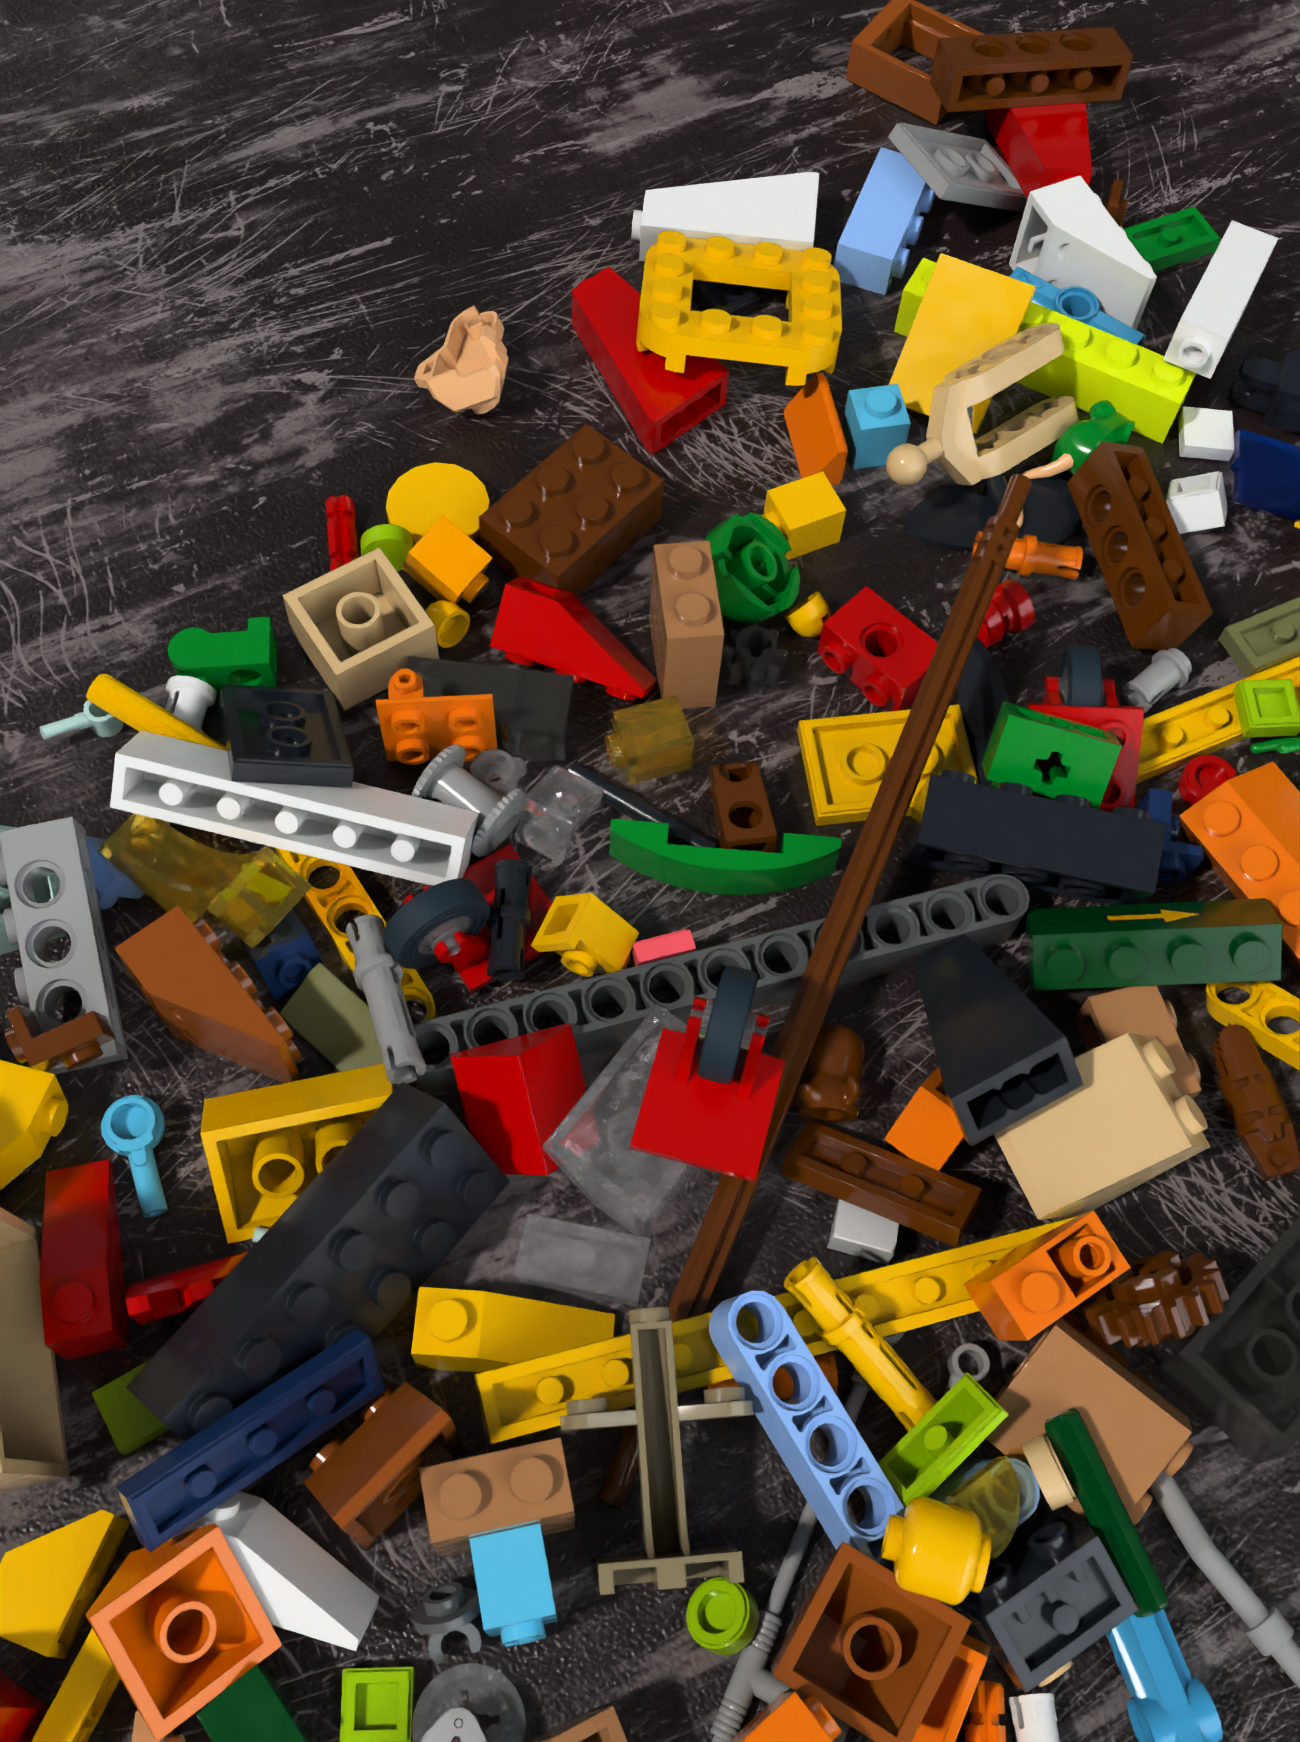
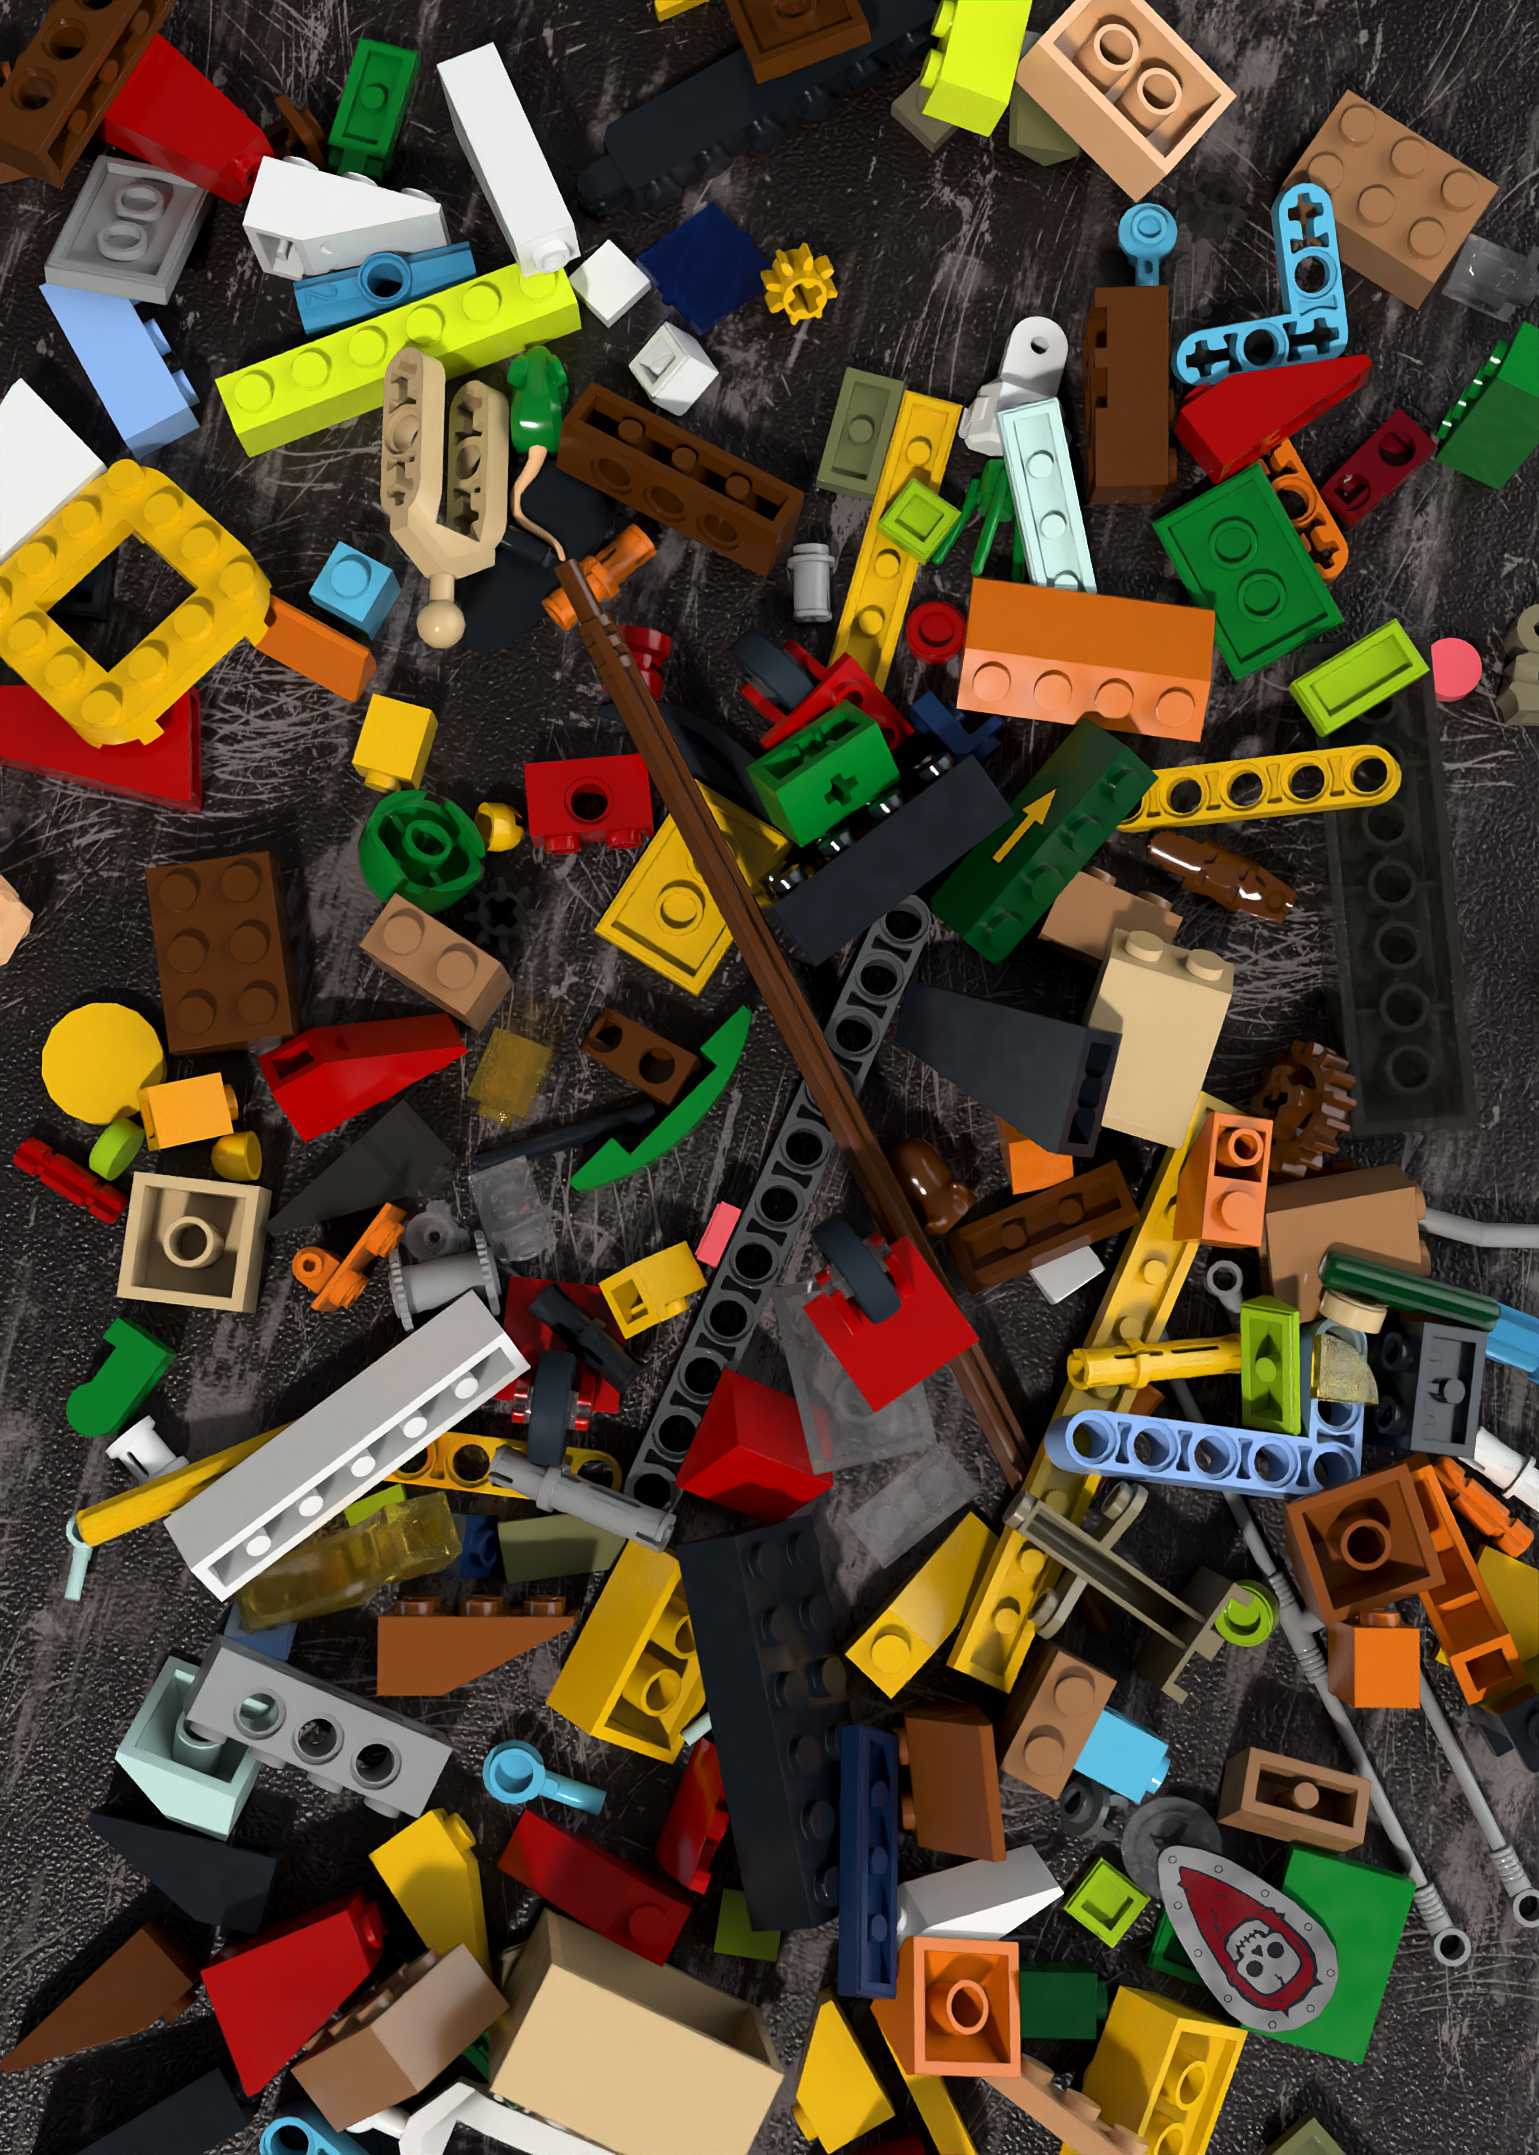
camera: 50 degrees left, 20 degrees up
(69, 1043) = (426, 1783): reddish brown bracket -> none
(284, 736) = (263, 1399): black tile -> none
(937, 1550) = (1343, 1444): yellow head -> none
(958, 320) = (328, 431): yellow tile -> none

